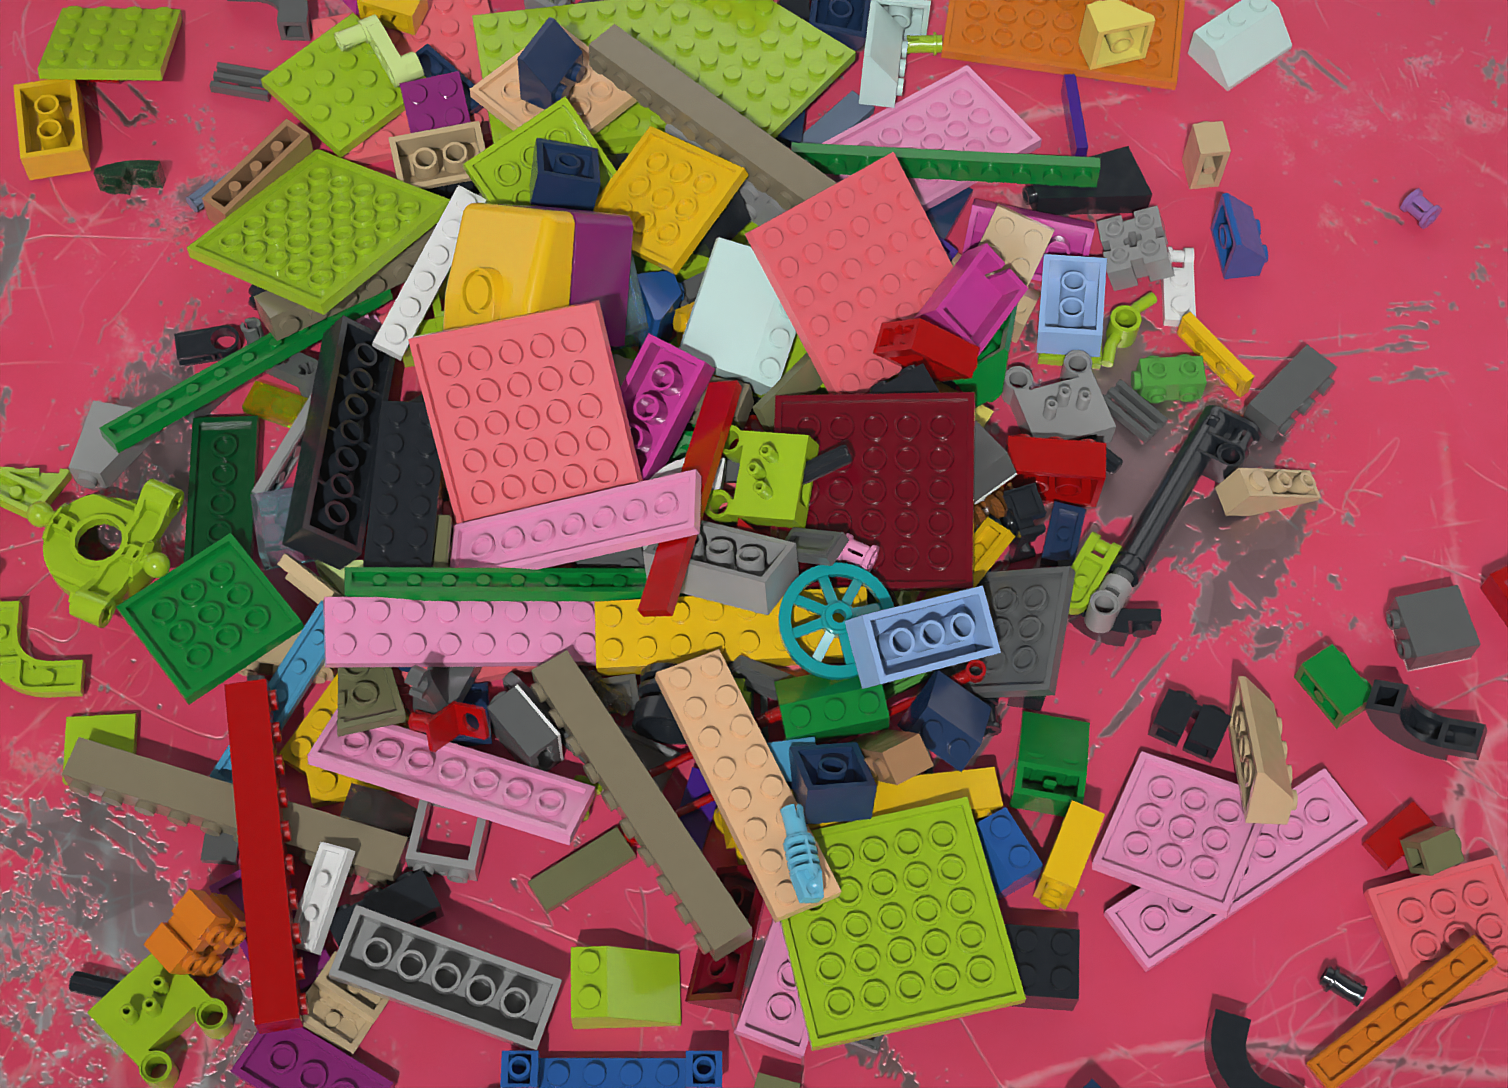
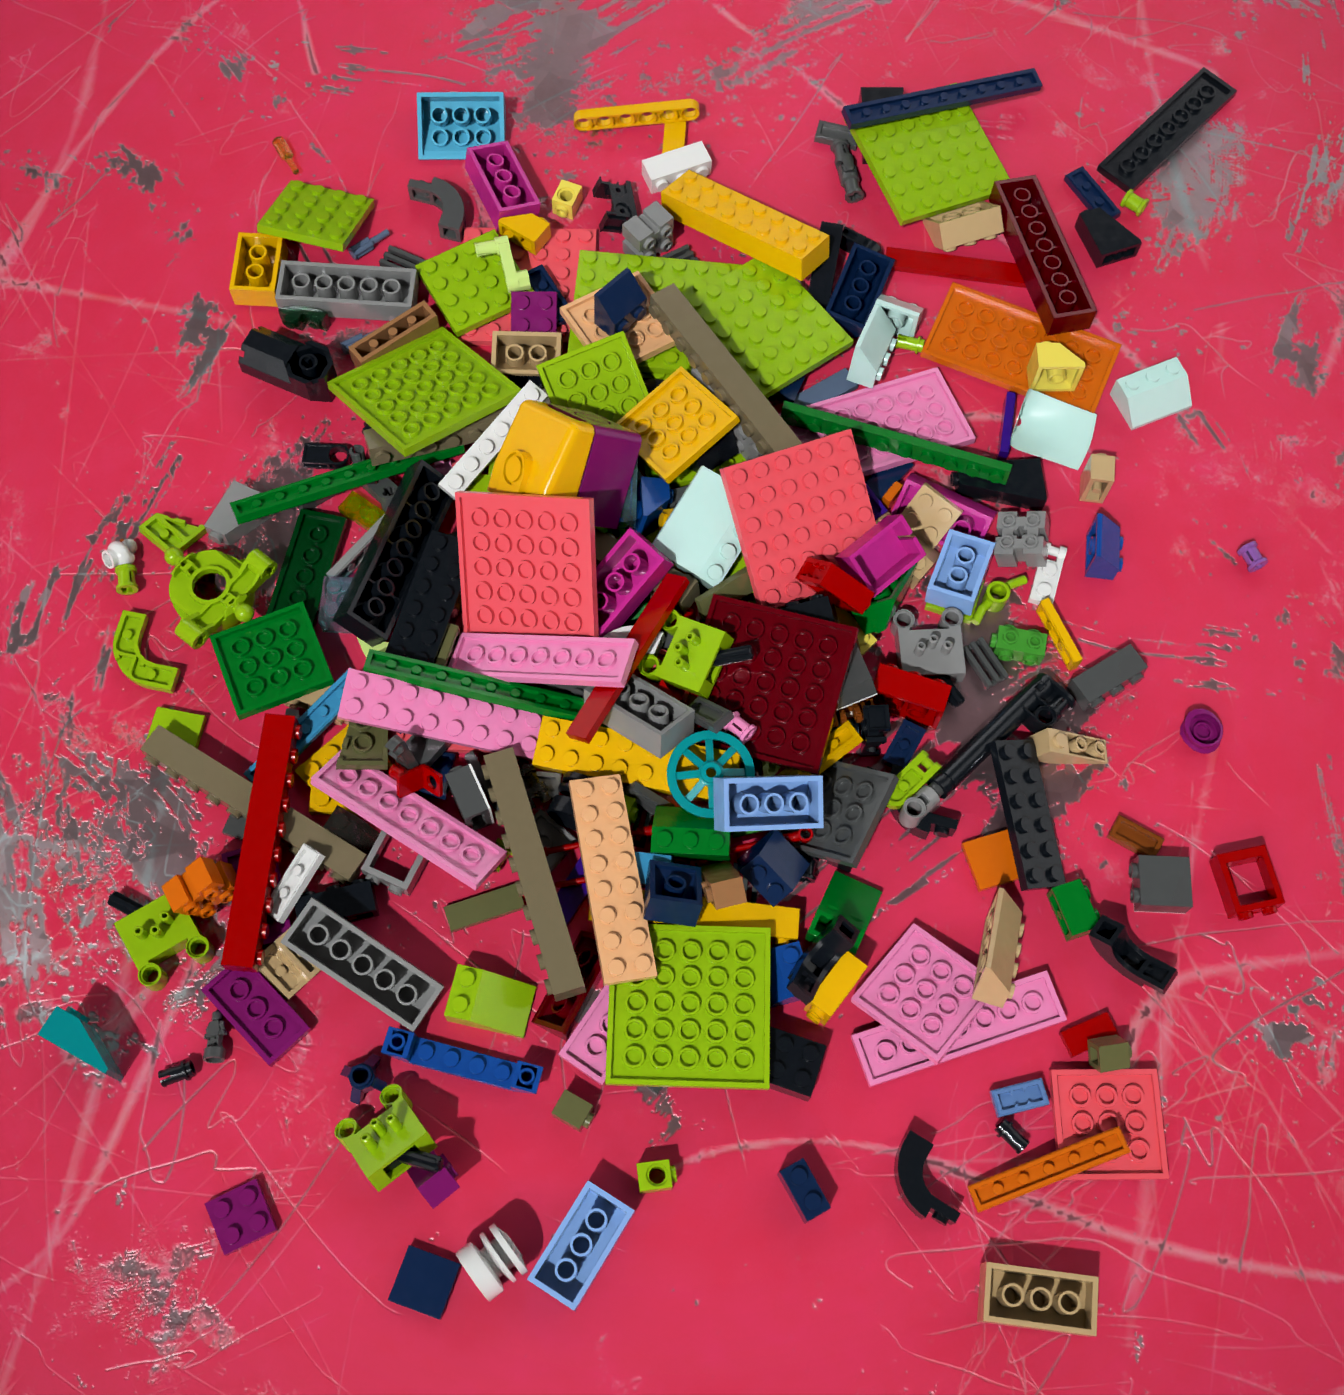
camera: 15 degrees right, 5 degrees up
(128, 237) = (289, 364): none -> black brick
(179, 127) = (348, 289): none -> light grey brick
(186, 69) = (366, 245): none -> sand blue axle
(306, 580) = (346, 648): tan slope -> none
(564, 175) = (607, 390): dark blue slope -> none
(802, 856) = (633, 944): medium azure hinge -> none
(957, 230) = (891, 495): none -> orange tile
(1042, 816) = (820, 957): none -> black arch
(1133, 110) = (1053, 430): none -> light aqua piece
(1206, 732) = (945, 903): black piece -> none
(1217, 650) = (991, 860): none -> orange tile
(1243, 581) = (1027, 814): none -> black plate
(1337, 935) = (1019, 1098): none -> medium blue plate
(1381, 579) = (1134, 837): none -> dark orange tile
(1424, 431) = (1201, 731): none -> magenta piece

